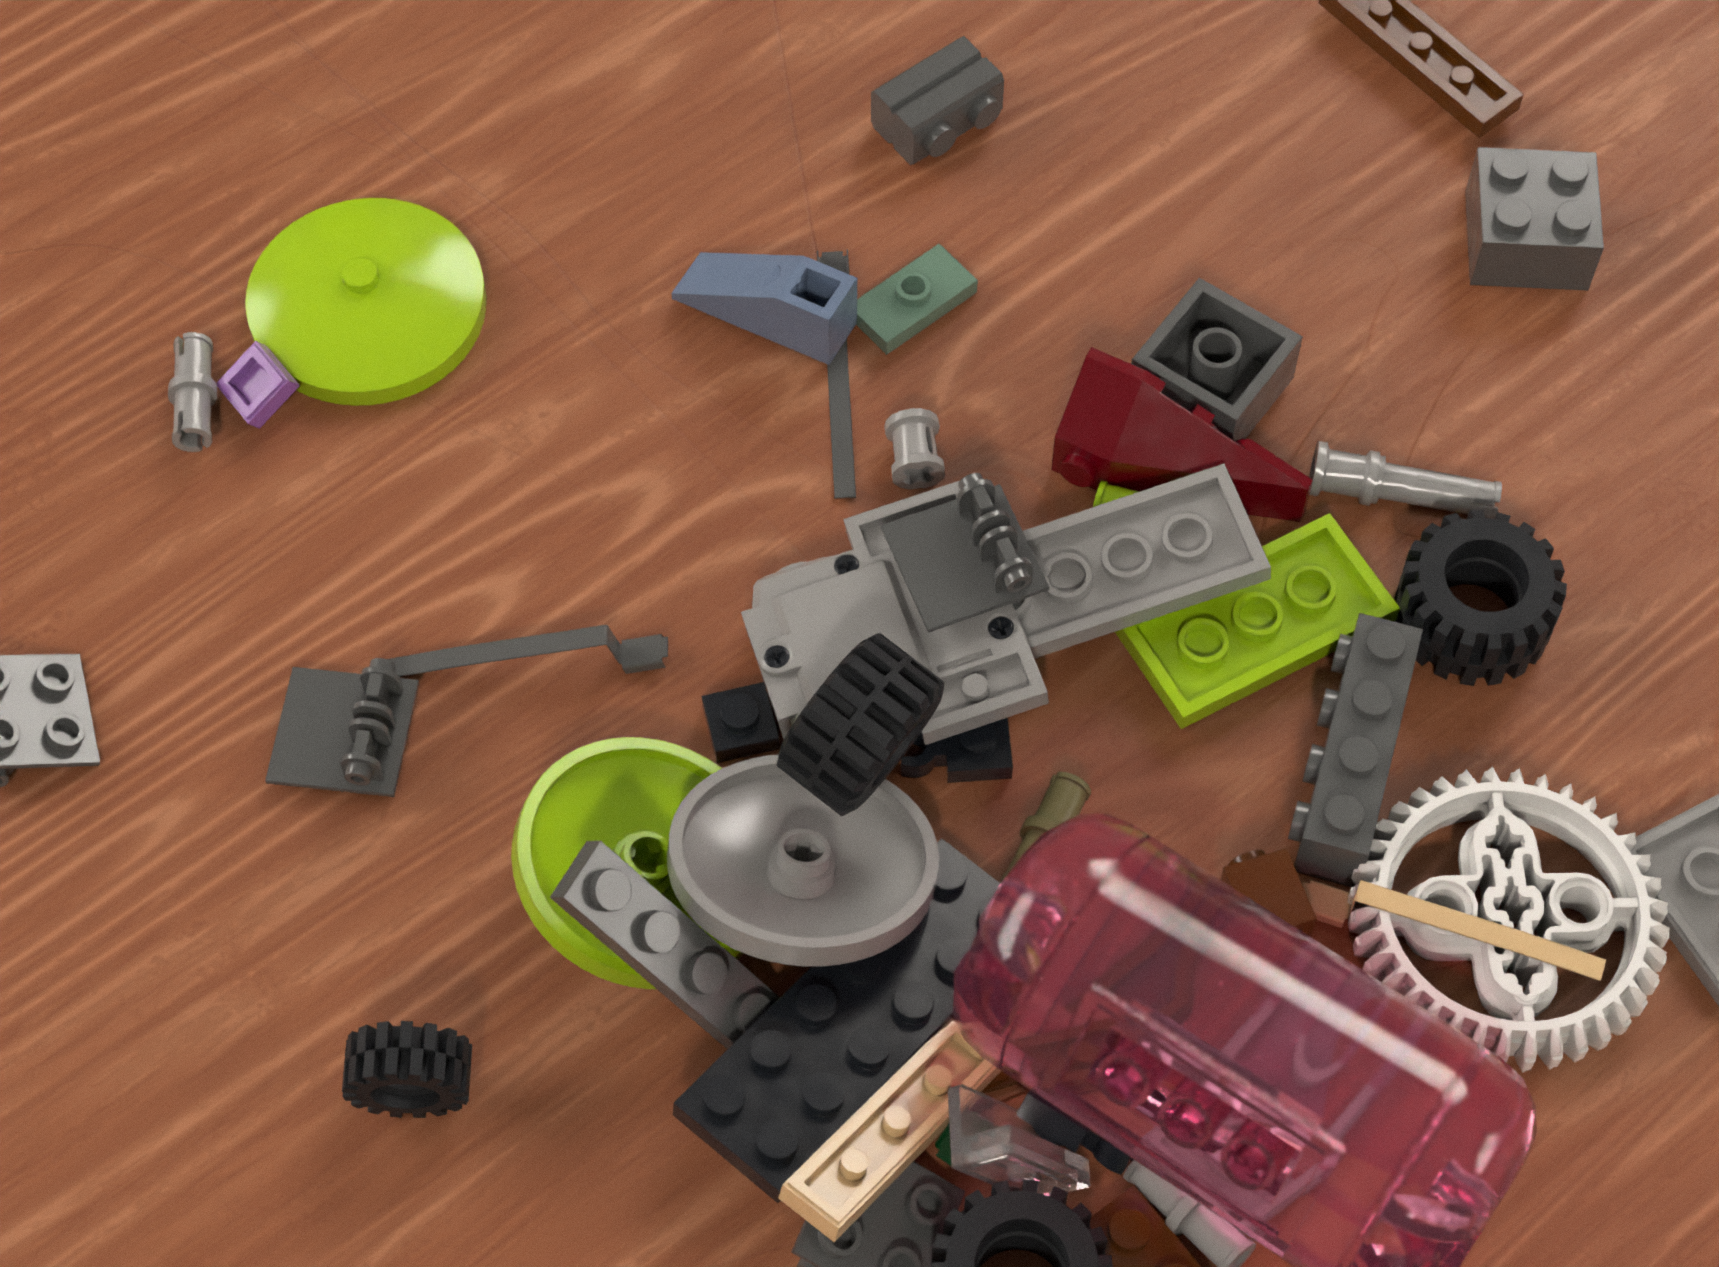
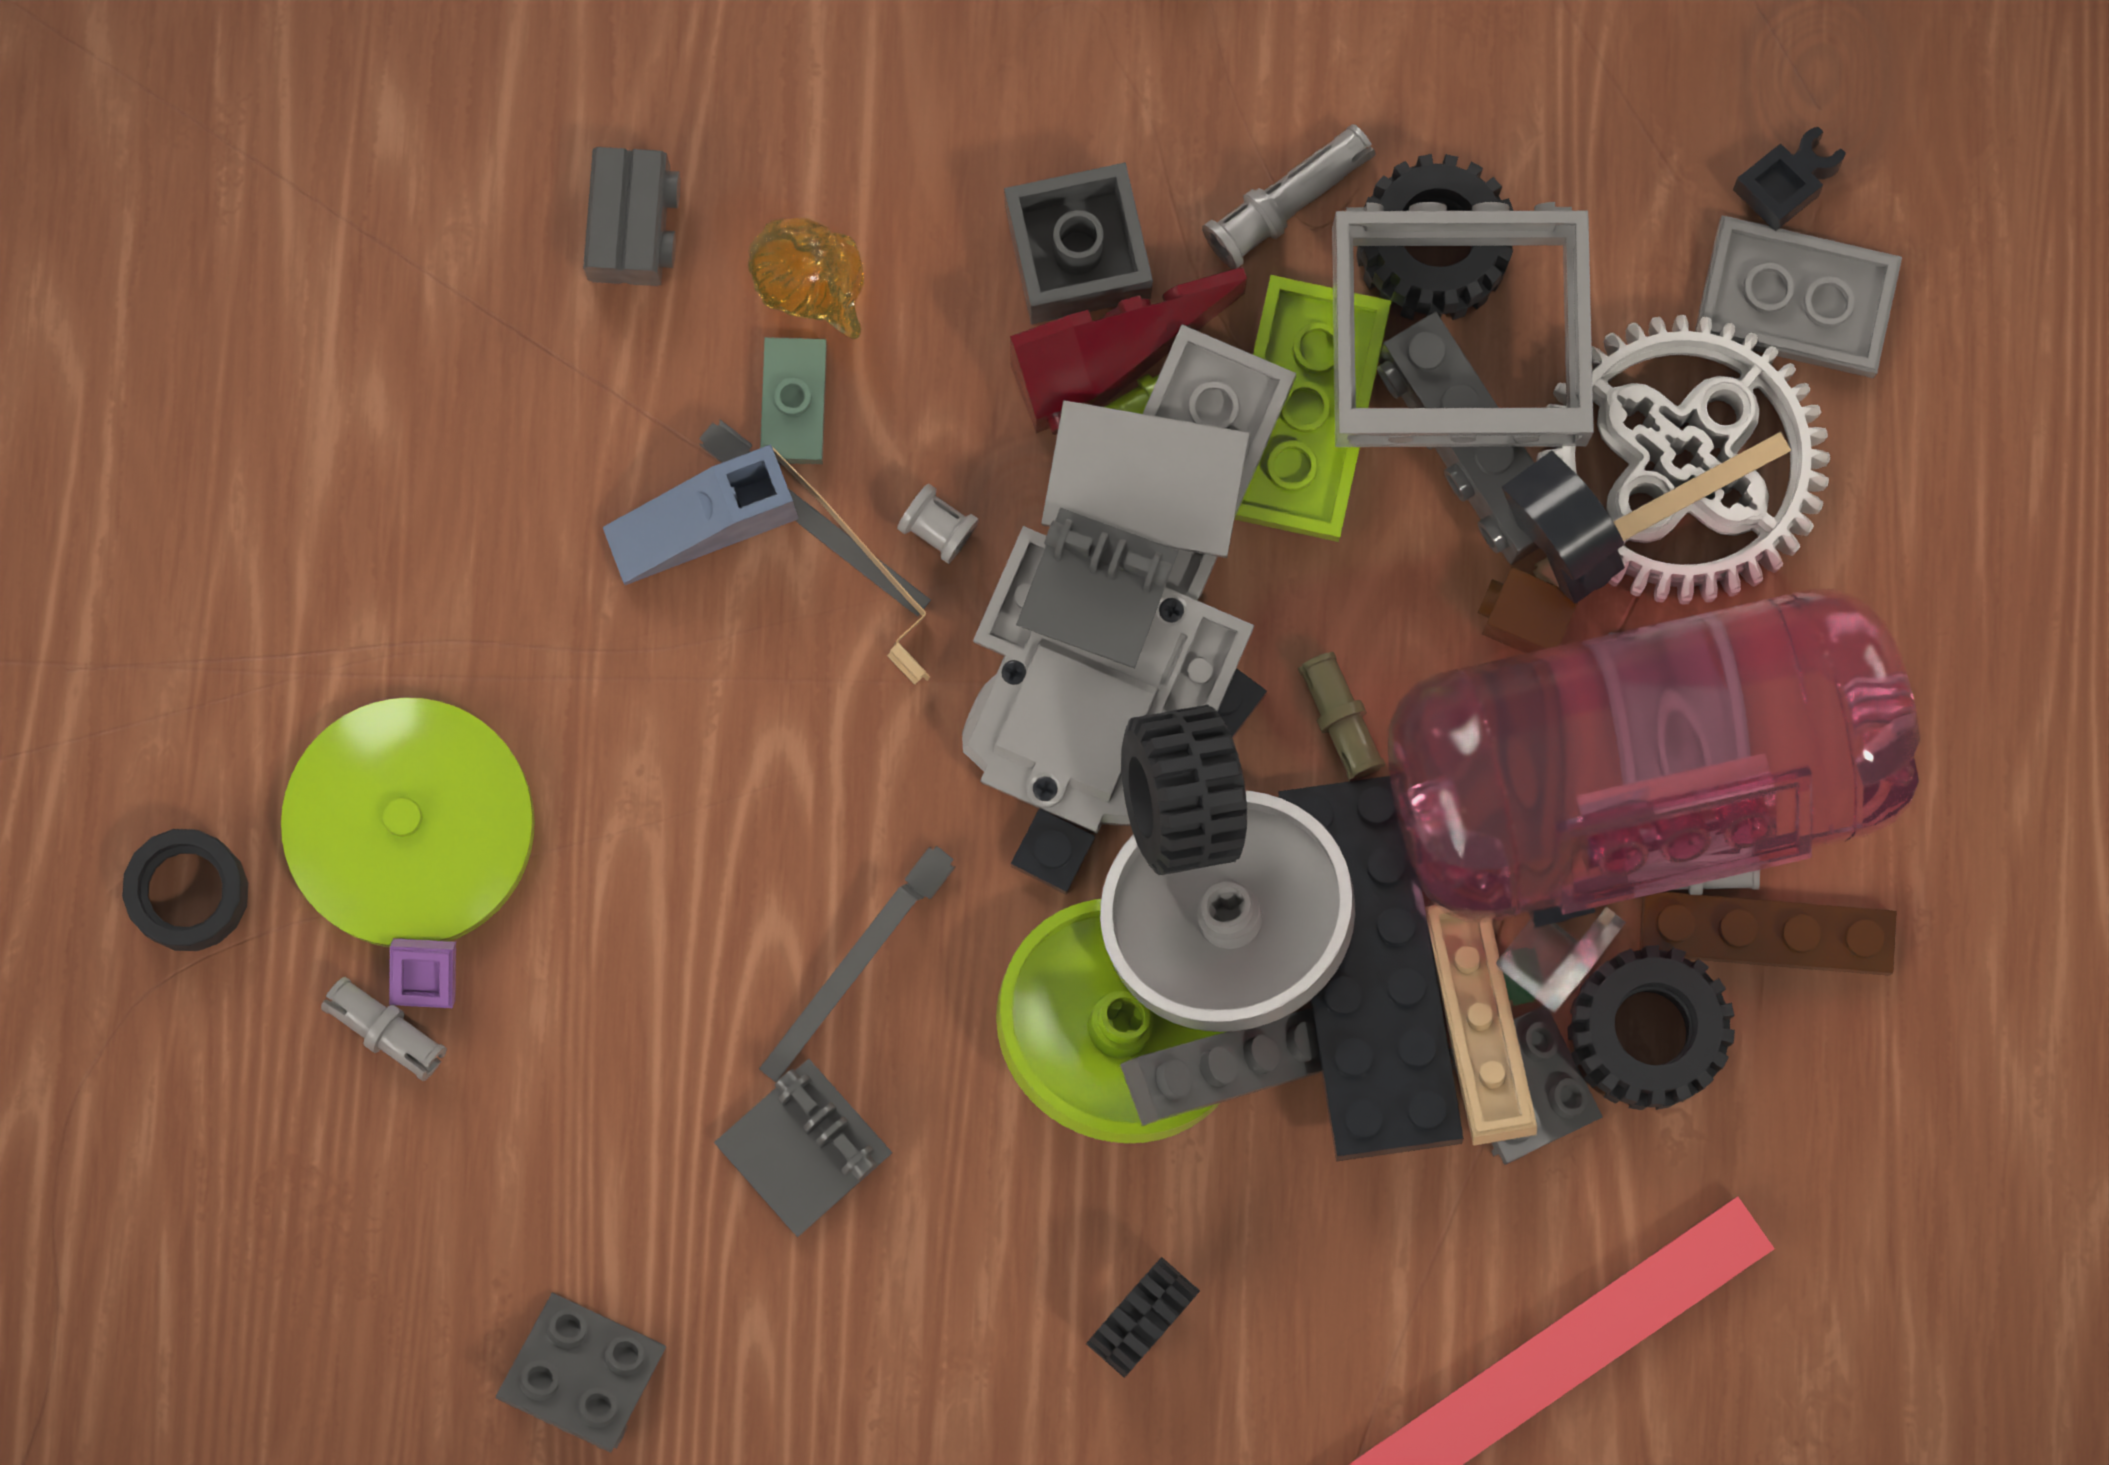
camera: 50 degrees left, 20 degrees up
(183, 169) = (151, 856): none -> black tyre
(794, 494) = (898, 654): none -> tan piece
(1014, 226) = (808, 272): none -> clear yellow hair
(1090, 533) = (1148, 476): none -> light grey tile
(1354, 842) = (1567, 525): none -> black brick
(1361, 706) = (1465, 427): none -> light grey window

